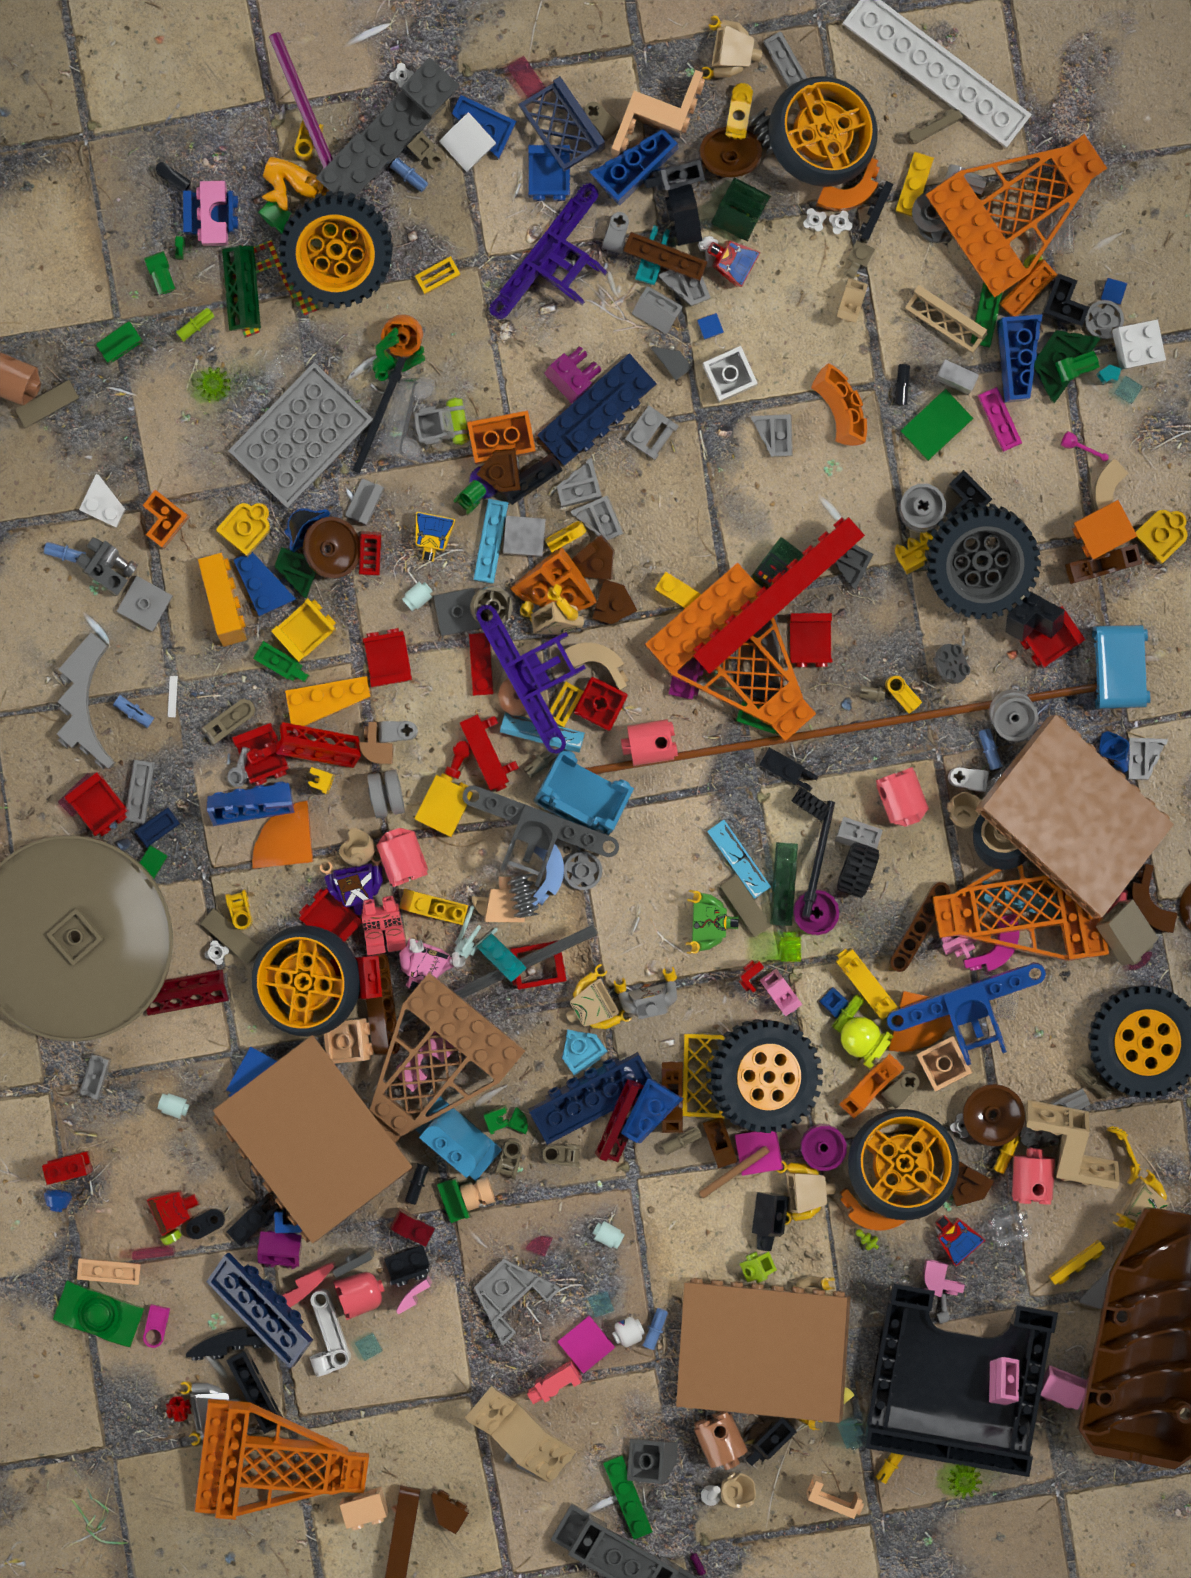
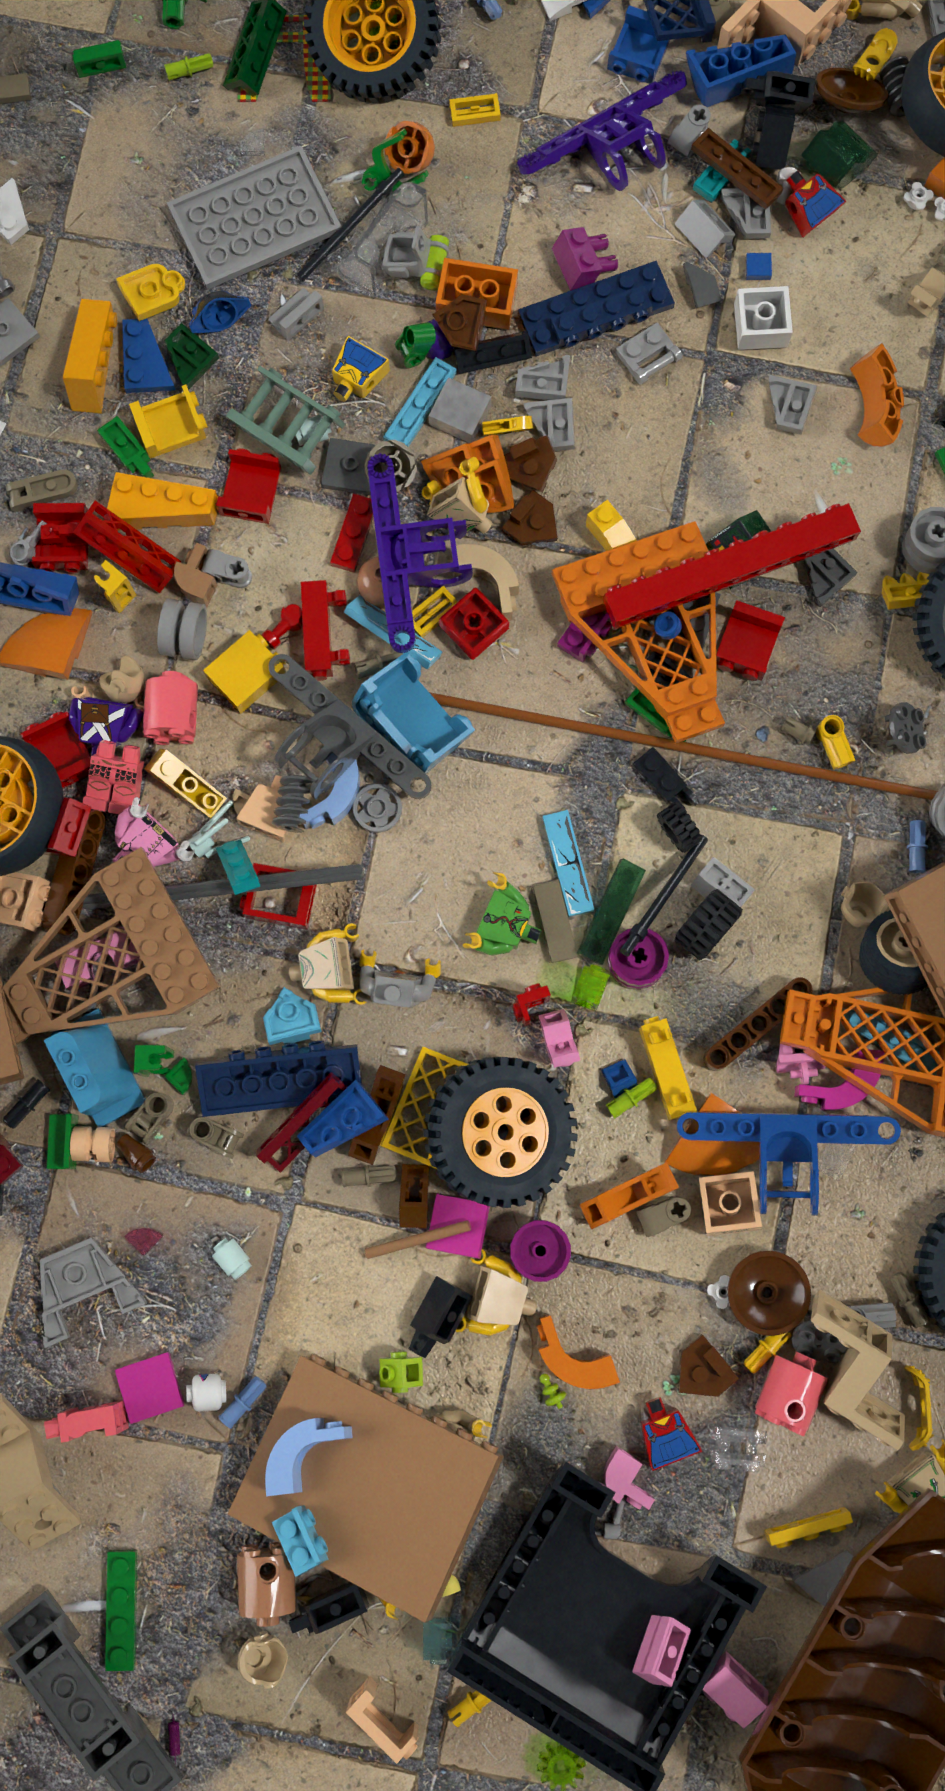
camera: 25 degrees right, 10 degrees down
(170, 519) = (67, 248): orange brick -> none
(208, 389) = (181, 130): clear neon green gear -> none
(341, 543) = (245, 331): reddish brown dish -> none
(370, 535) = (278, 347): red slope -> none
(382, 613) = (264, 431): none -> sand green fence
(510, 1188) = (136, 1153): none -> reddish brown cone
(601, 1304) = (188, 1343): clear light blue tile -> none
(642, 742) = (505, 682): coral cylinder -> none
(651, 1460) = (168, 1573): dark grey slope -> none
(703, 1354) = (287, 1455): none -> light blue arch
(711, 1495) = (227, 1650): white plate -> none
(734, 1403) = (301, 1540): none -> medium azure bracket
(747, 655) = (667, 625): none -> blue tile
(863, 1039) = (640, 1134): neon yellow tile -> none
(902, 797) = (793, 859): coral cylinder -> none
(933, 1188) = (660, 1356): wheel -> none
(972, 779) = (882, 872): white piece -> none

